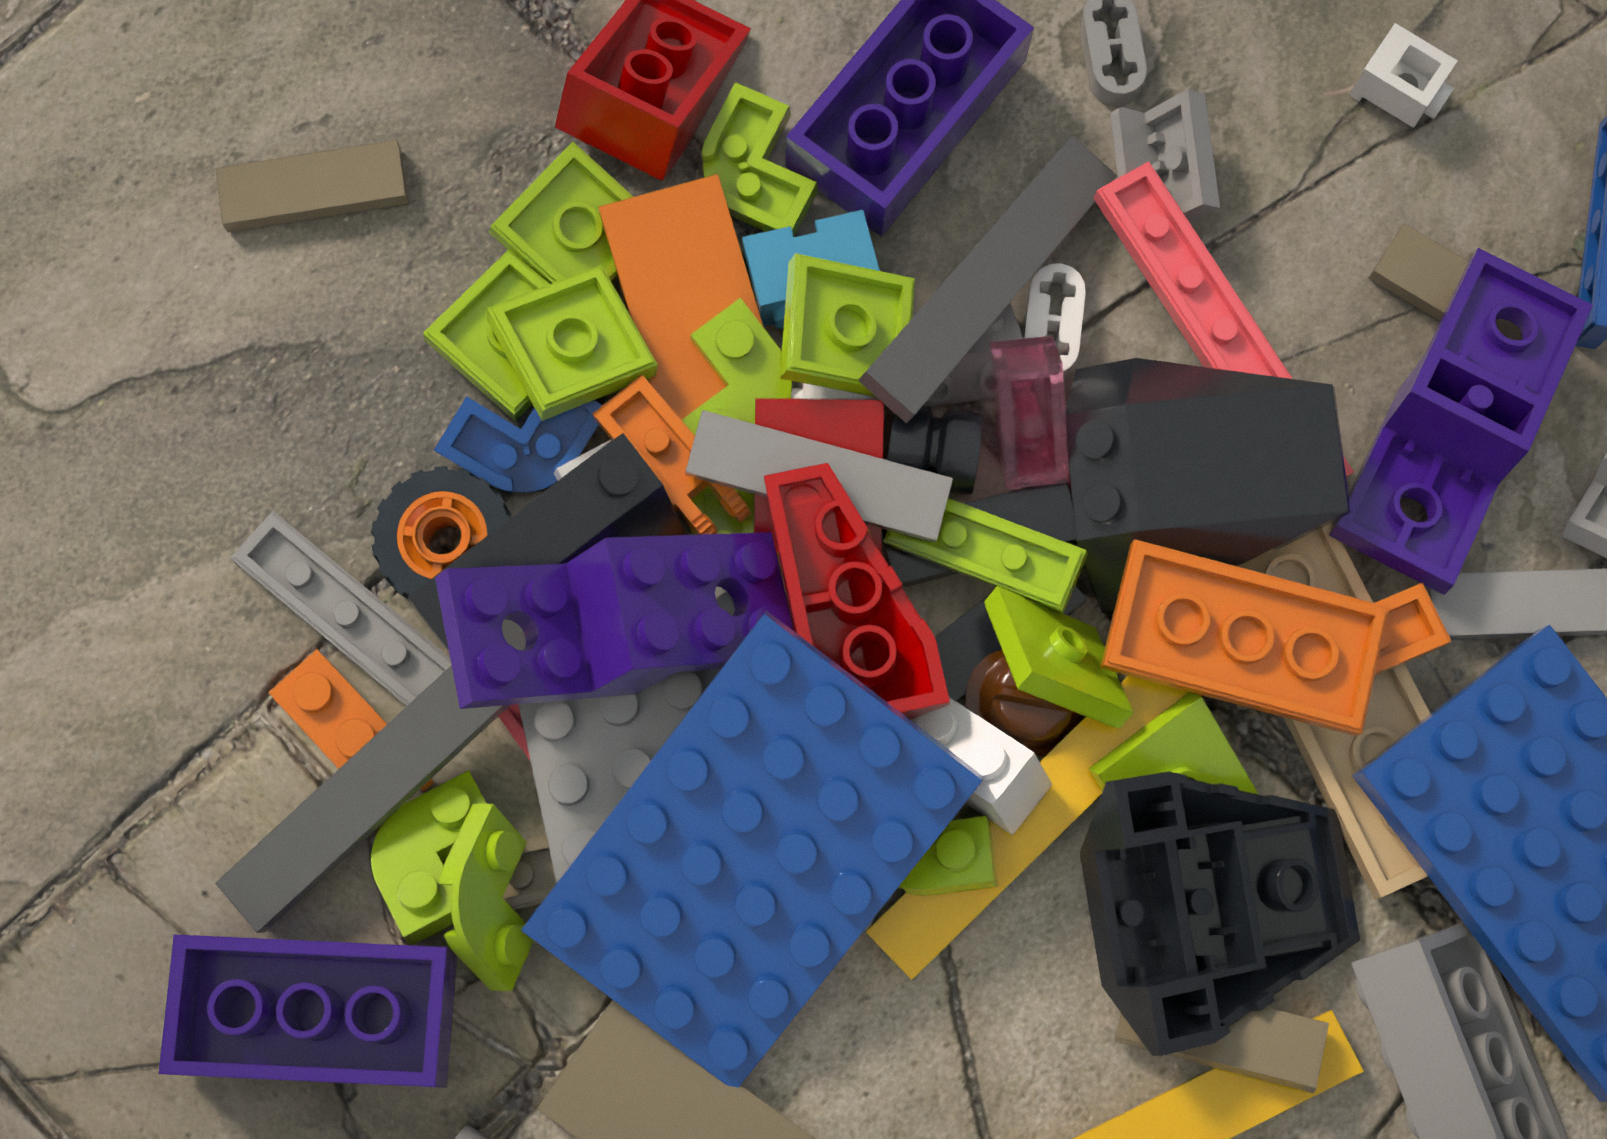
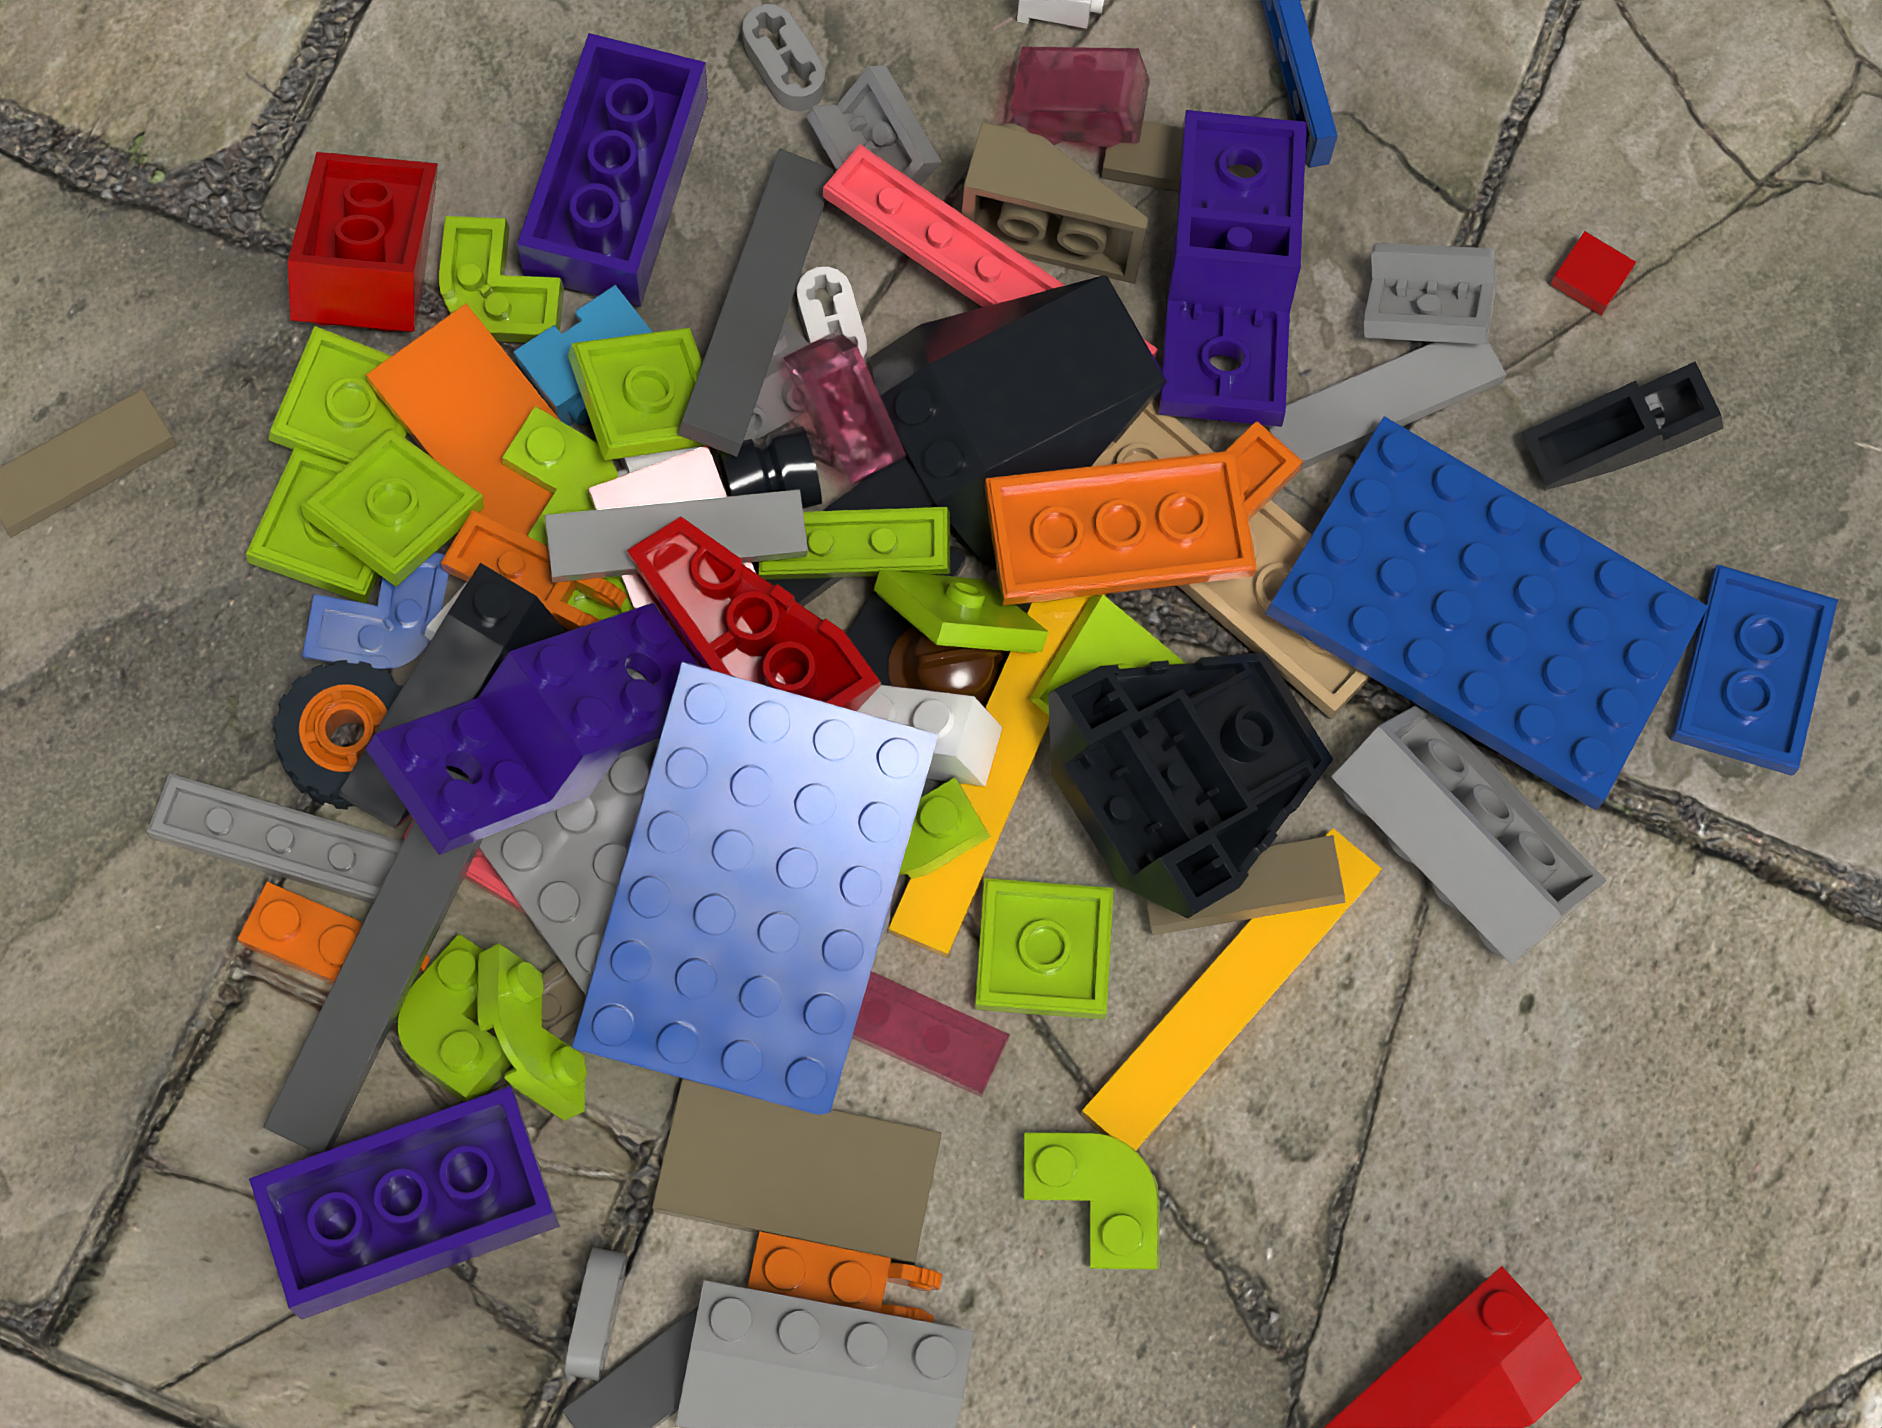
camera: 25 degrees left, 5 degrees down
(863, 1050) = (929, 1035): none -> clear pink tile
(1005, 1013) = (1044, 949): none -> lime plate
(1307, 291) = (1050, 205): none -> dark tan slope
(1381, 192) = (1081, 94): none -> clear pink brick

